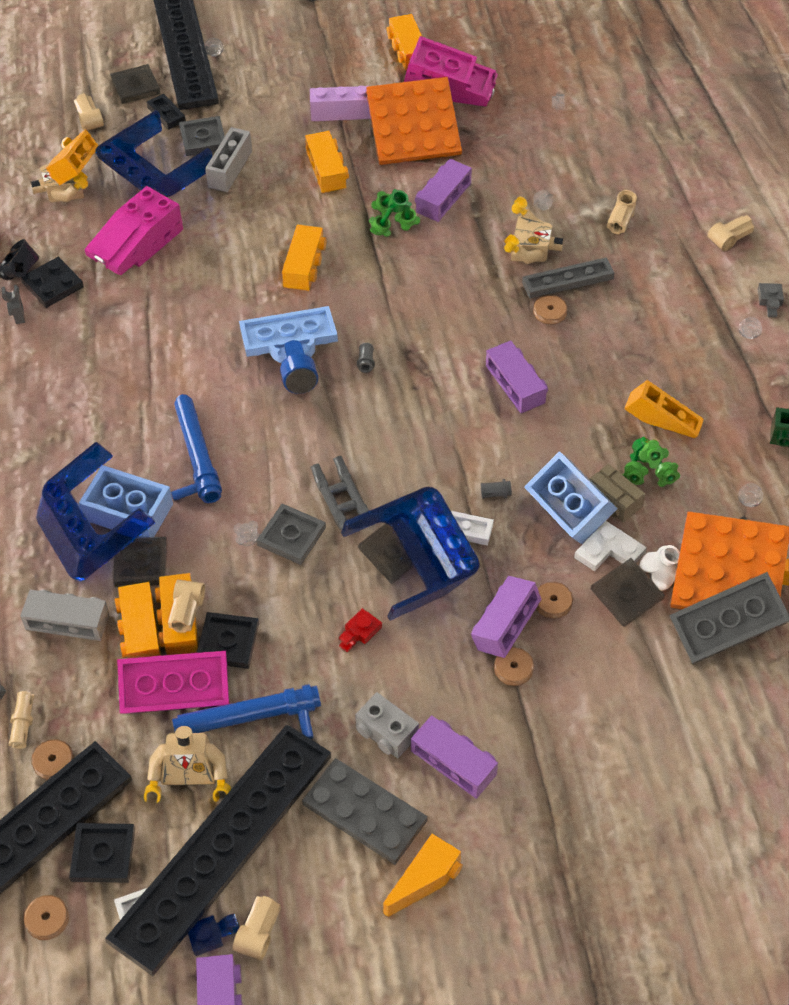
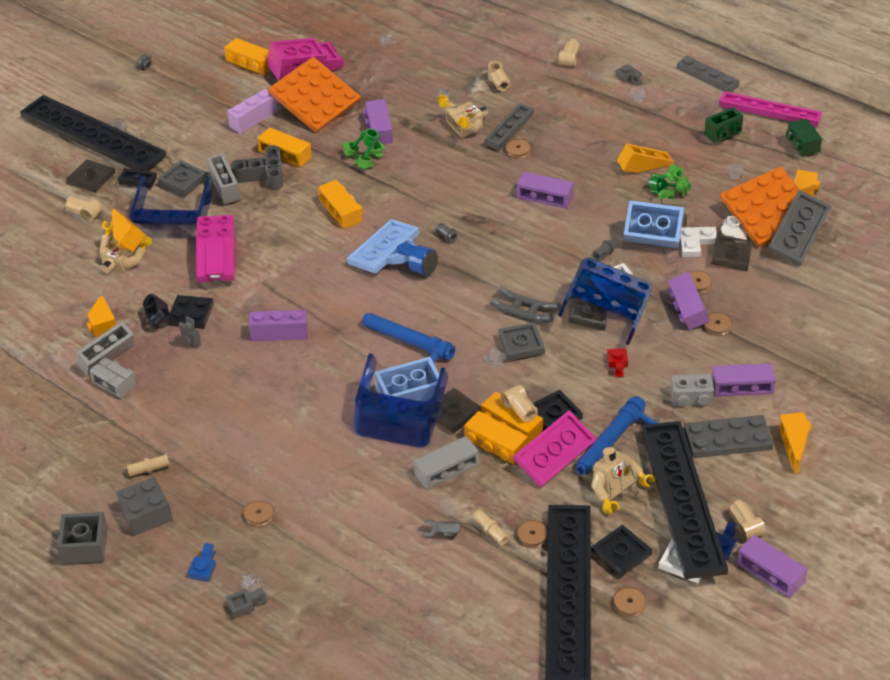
camera: 40 degrees left, 10 degrees down
(98, 350) = (278, 325): none -> medium lavender brick
(282, 175) = (260, 169): none -> dark grey beam

